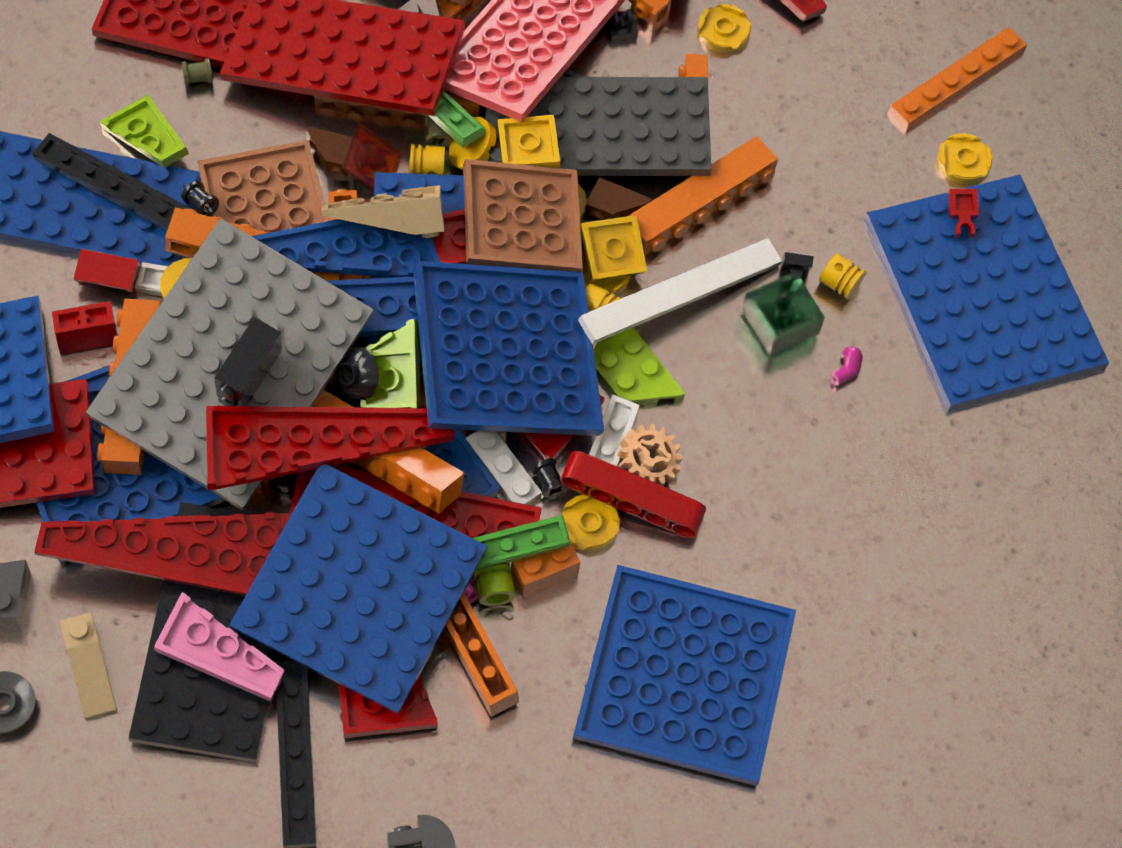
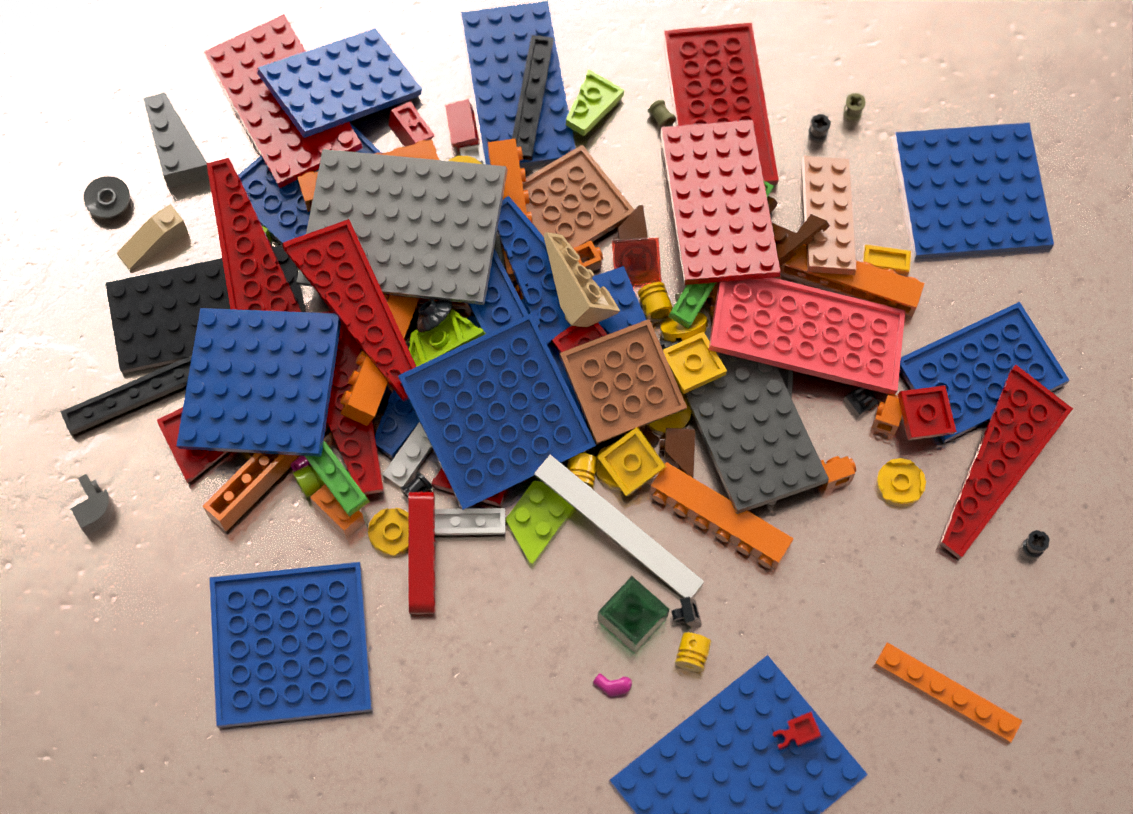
camera: 75 degrees right, 5 degrees up
(200, 199) = (546, 154): black bush -> none
(210, 647) = (184, 296): bright pink wing -> none
(248, 364) = (388, 230): black brick -> none
(663, 454) = (474, 554): light nougat gear -> none
(964, 159) = (864, 723): yellow tile -> none

